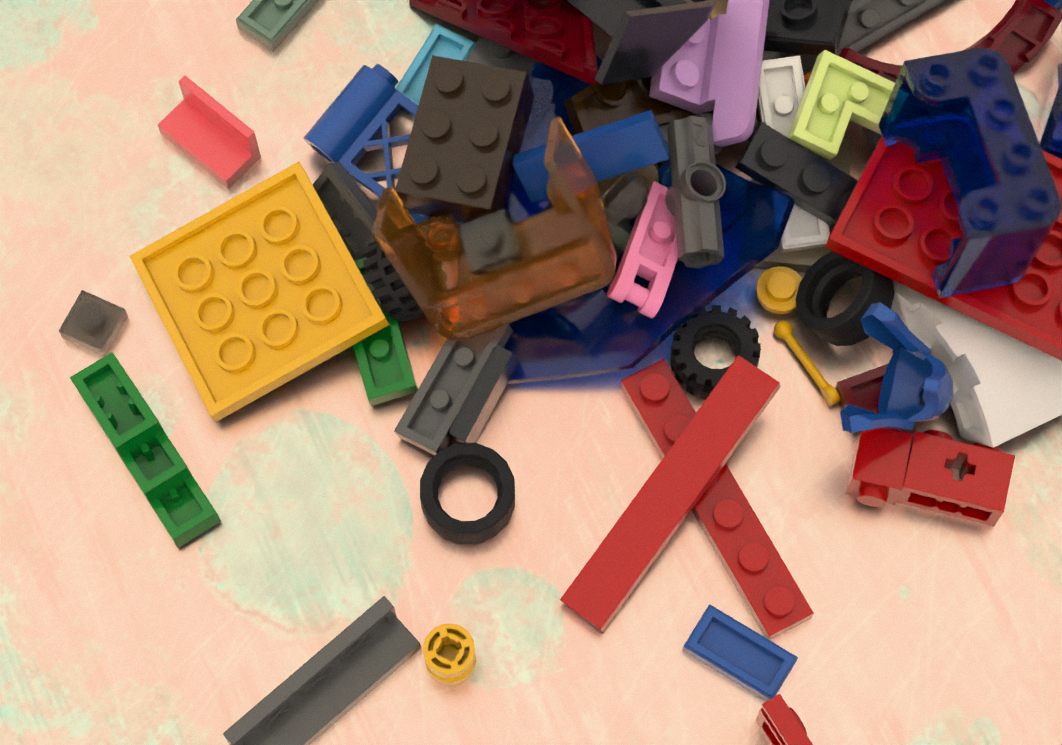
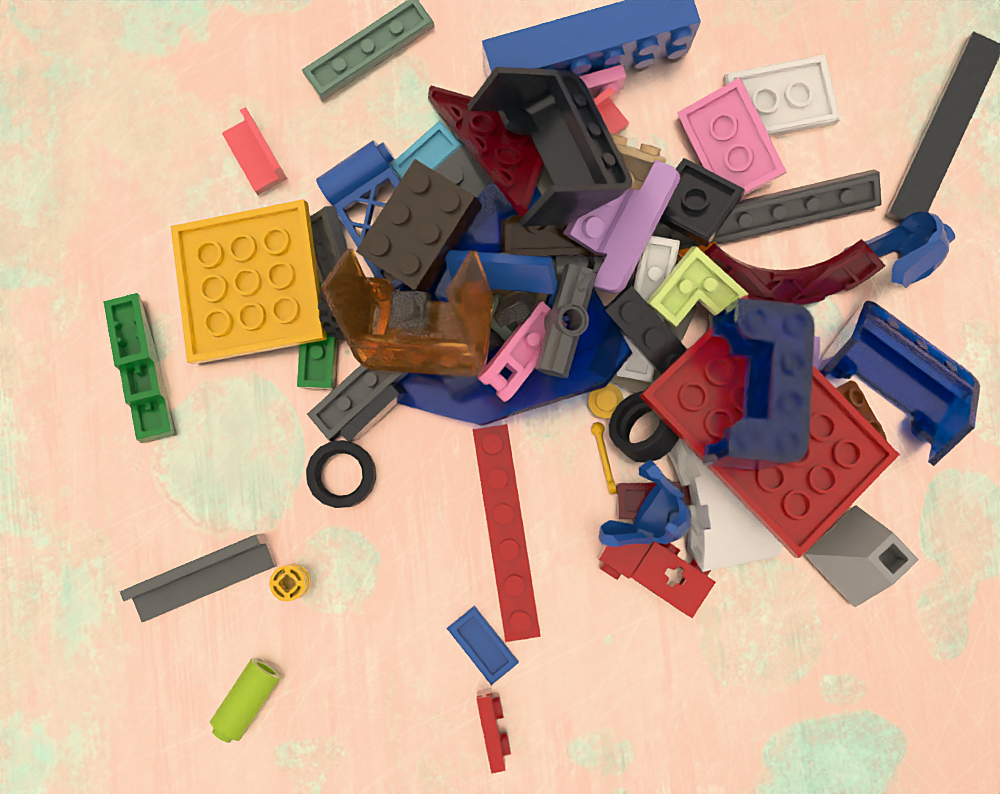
camera: 20 degrees right, 15 degrees up
(93, 323) = (134, 264): clear smoke plate -> none
(670, 493) = (475, 523): red tile -> none
(711, 325) = (554, 452): black tyre -> none

